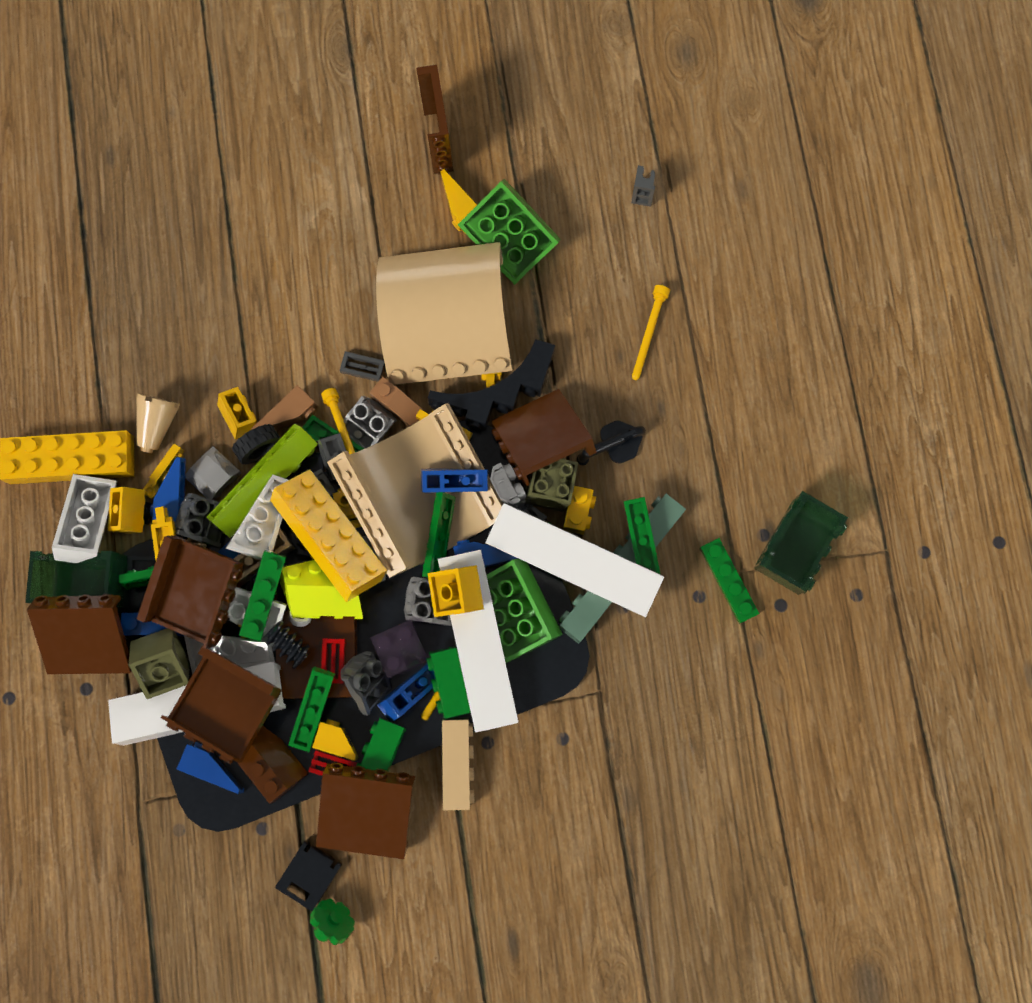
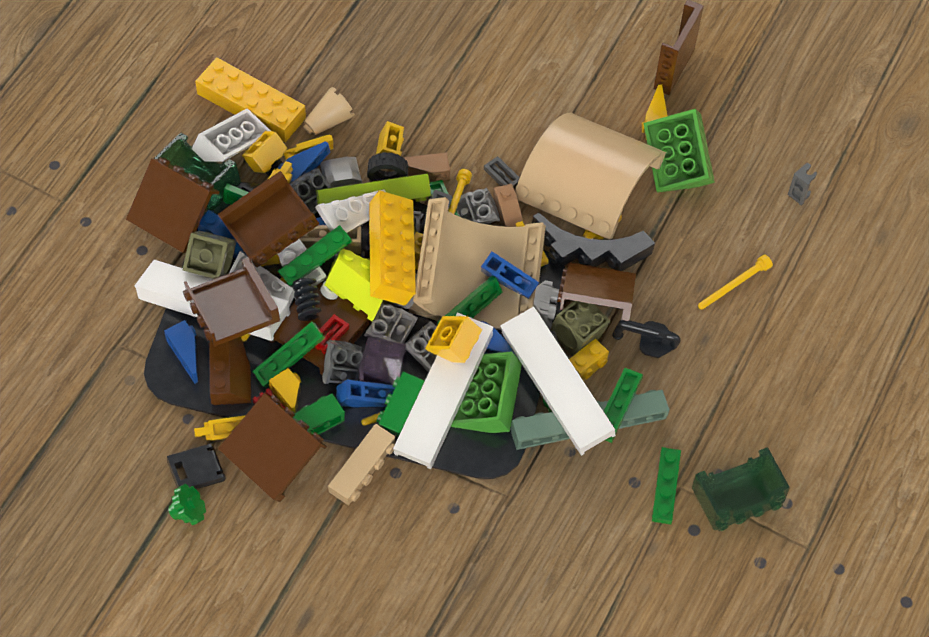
camera: 30 degrees right, 20 degrees down
(301, 820) = (218, 428): none -> yellow hinge
(381, 606) = (393, 322): none -> light grey slope

